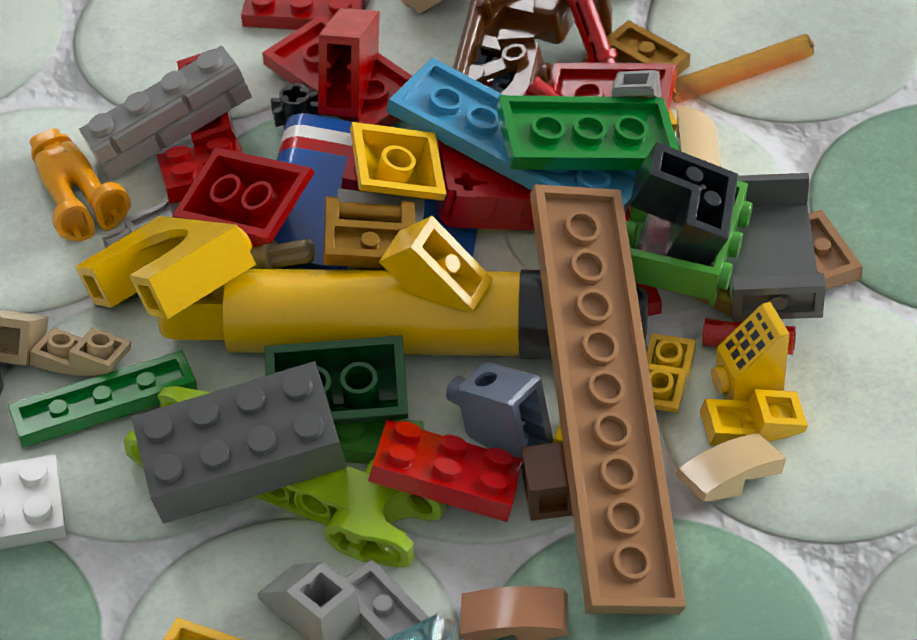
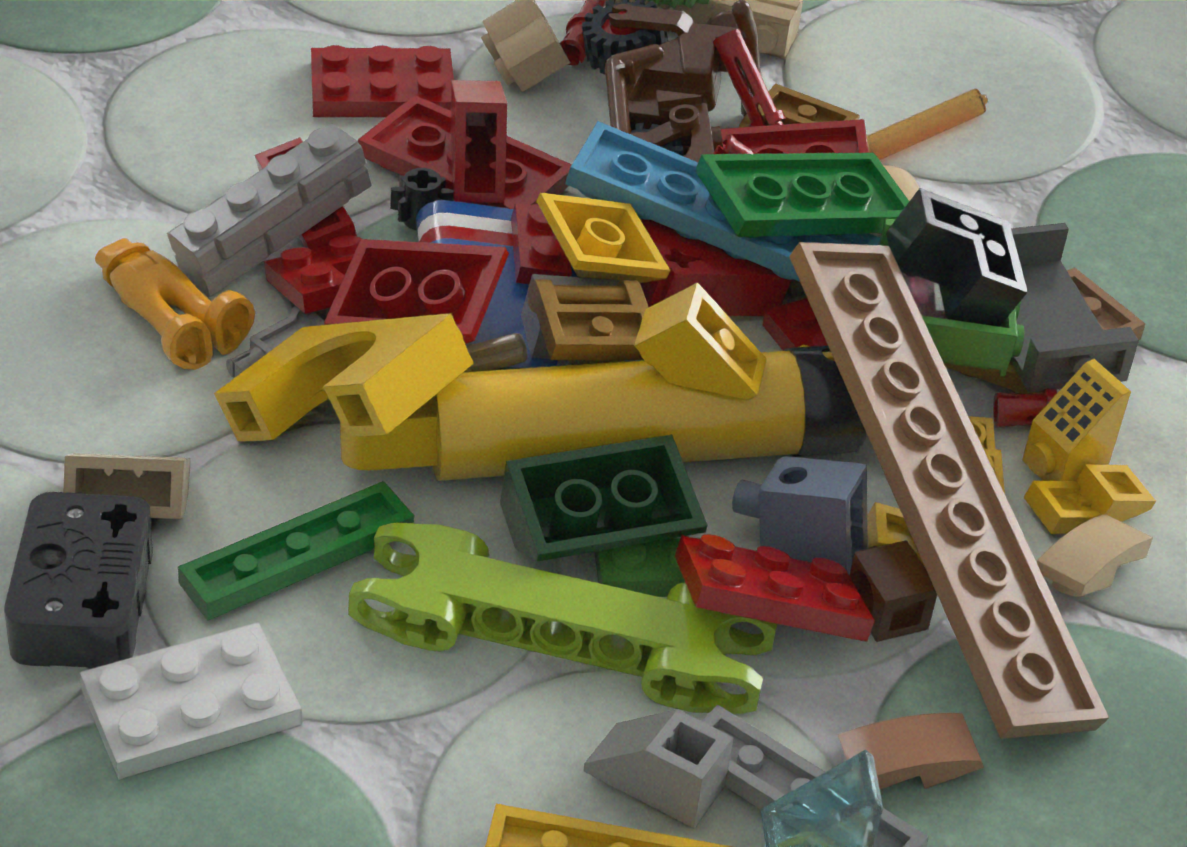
camera: 20 degrees left, 5 degrees down
(72, 355) = (270, 497): tan slope -> none
(238, 442) = (519, 576): dark grey brick -> none
(637, 84) = (841, 139): light grey slope -> none

